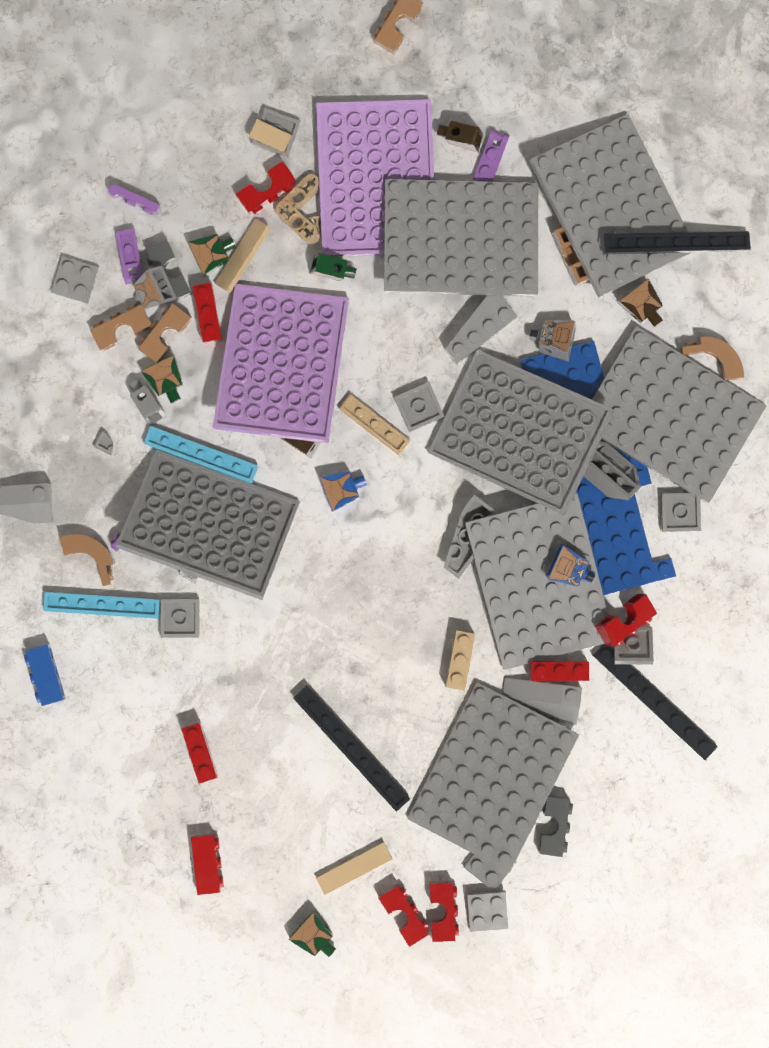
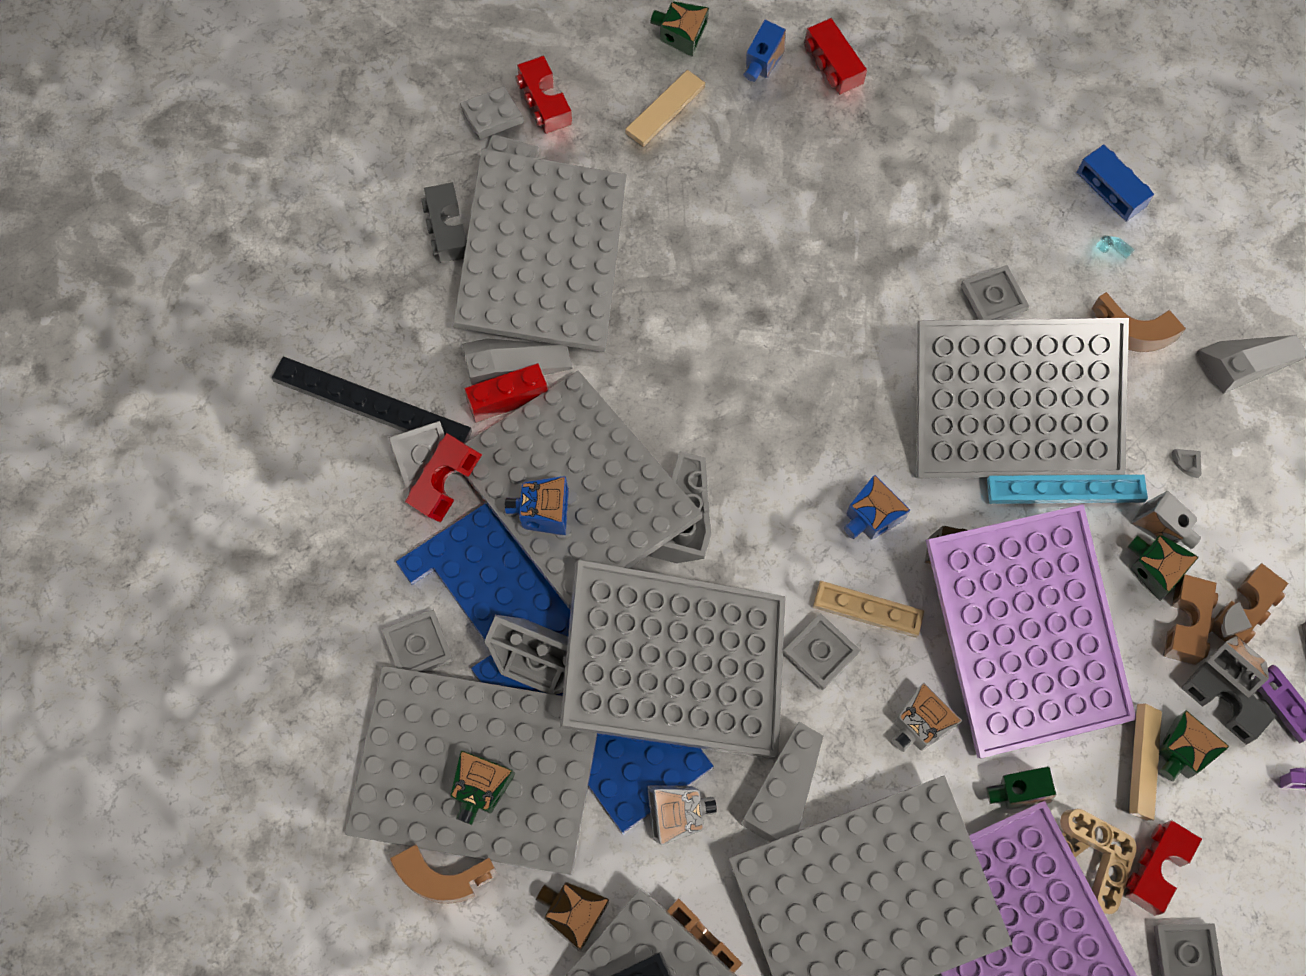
camera: 160 degrees right, 20 degrees down
(69, 627) = (1115, 243): none -> clear light blue arm
(101, 605) = (1093, 277): medium azure plate -> none
(141, 318) = (1235, 621): none -> light grey tile
(199, 752) = (899, 161): red brick -> none
(207, 313) = (1164, 678): red arch -> none
(256, 890) = (765, 51): none -> blue torso
(270, 136) = (1197, 943): tan tile -> none
(351, 748) = (726, 226): black plate -> none
(373, 336) = (924, 720): none -> torso
(396, 899) = (602, 88): red arch -> none
(460, 660) = (637, 362): tan arch -> none
(675, 399) = (478, 785): none -> torso

